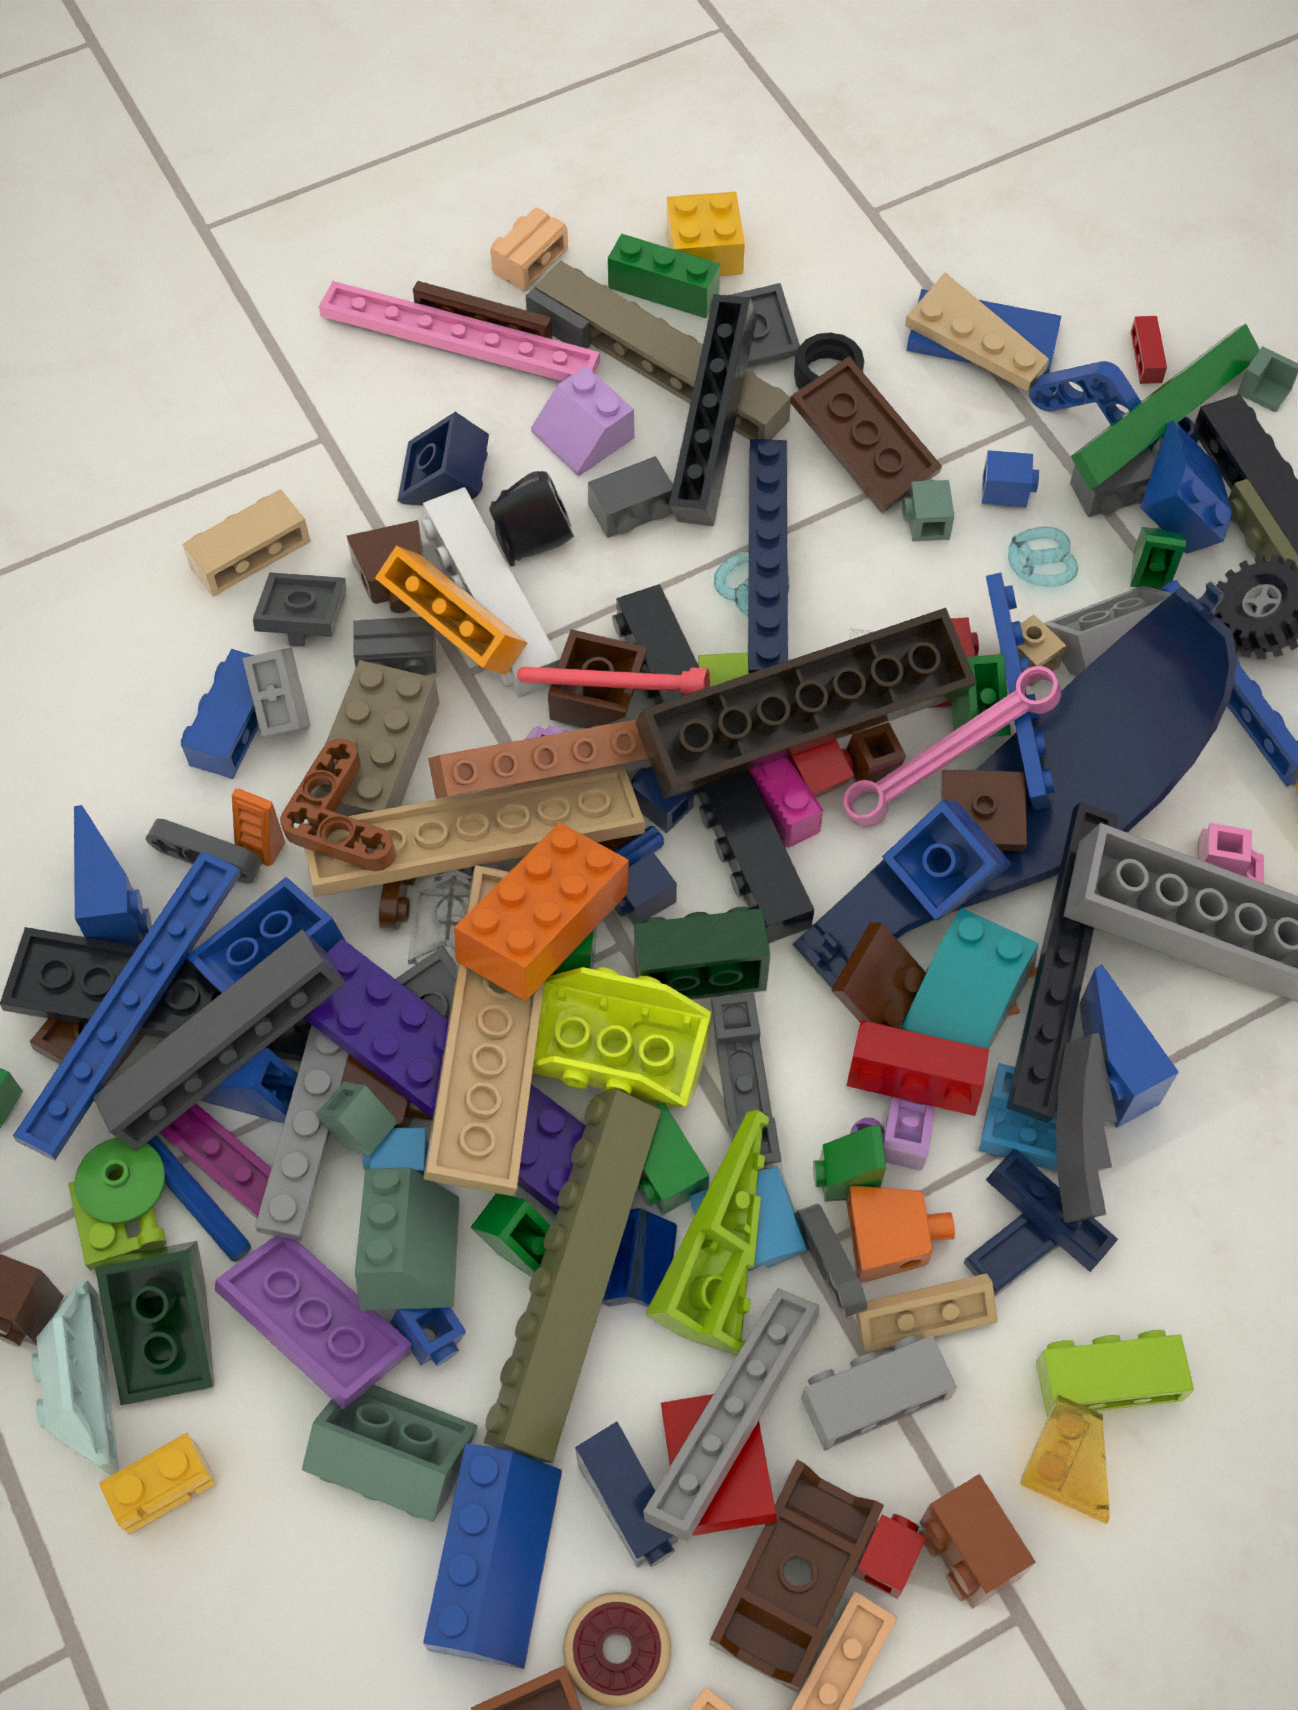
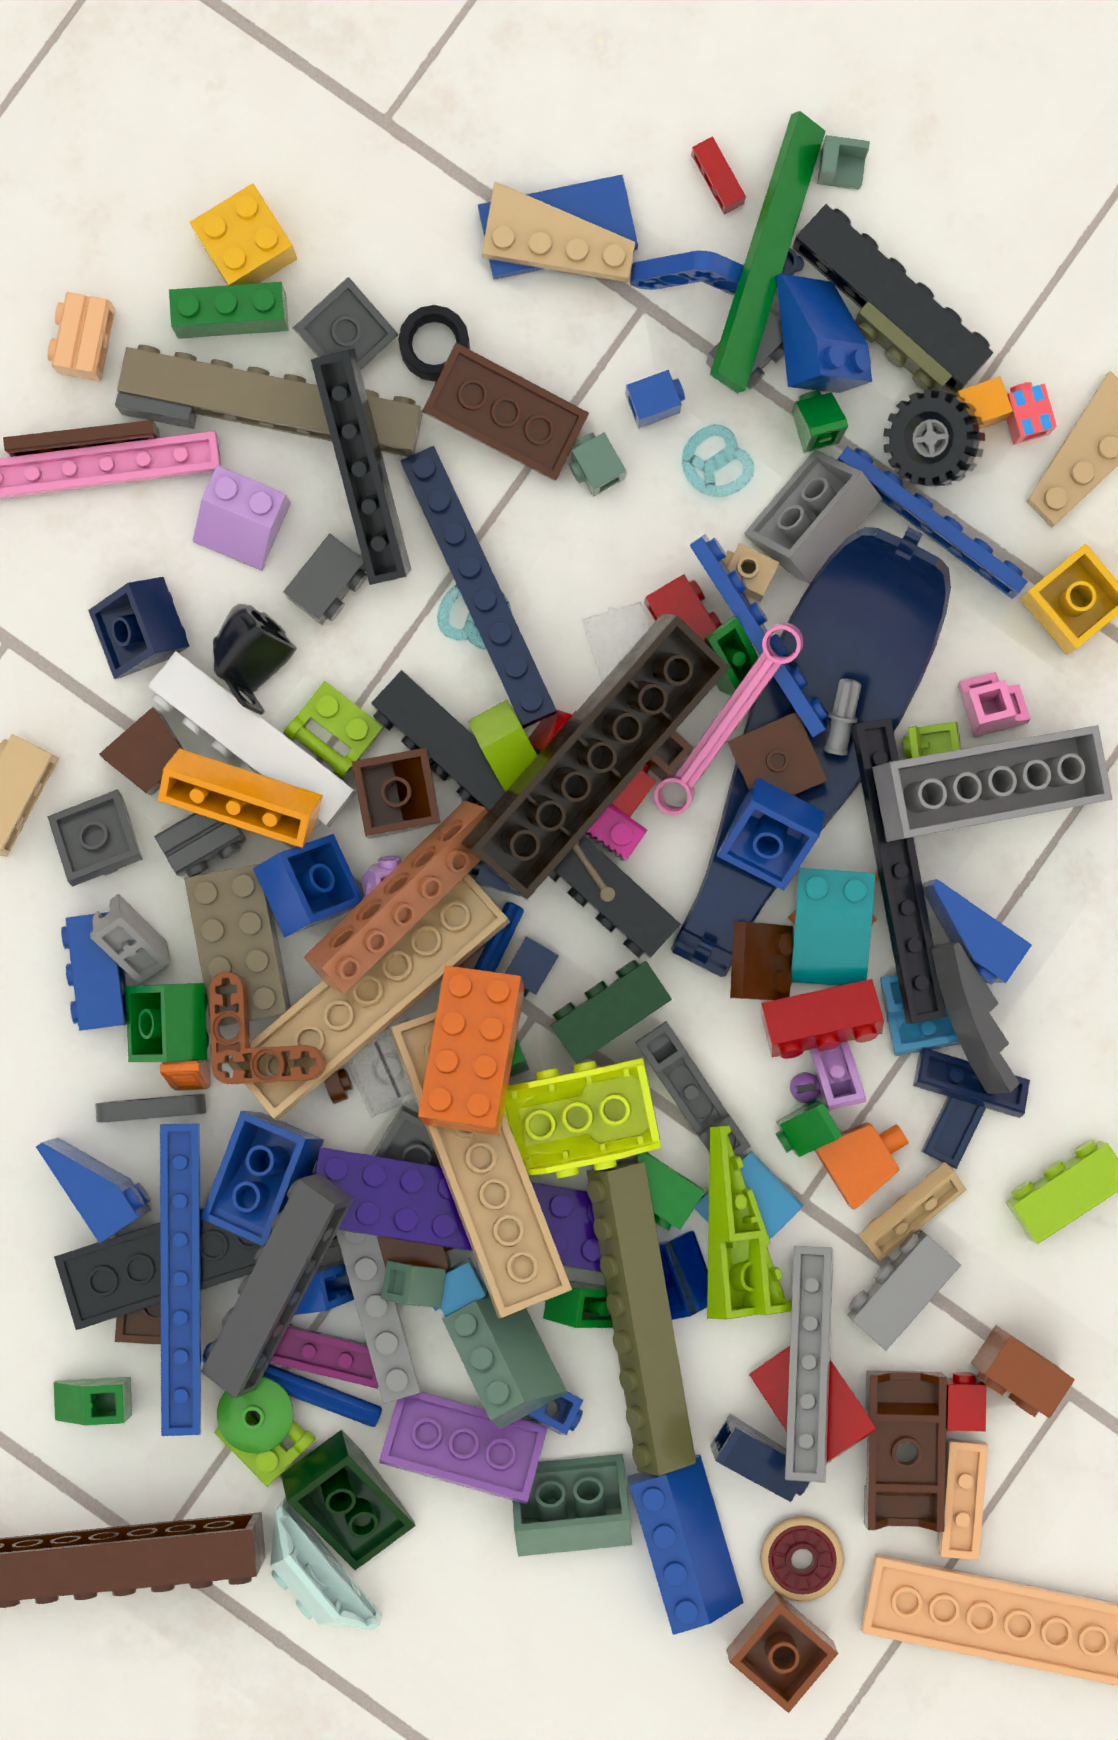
camera: 30 degrees left, 25 degrees up
(157, 1483) = (419, 1616): yellow brick -> none
(268, 765) = (166, 1022): none -> green brick
(467, 709) = (308, 885): none -> blue brick
(577, 607) = (342, 720): none -> lime plate
(686, 683) = (488, 780): coral piece -> none
(754, 846) = (606, 893): none -> dark tan hinge
(832, 1261) = (826, 1211): dark grey beam -> none
(1071, 1460) = (1063, 1274): clear yellow wing -> none
(1073, 792) = (842, 717): none -> light grey axle

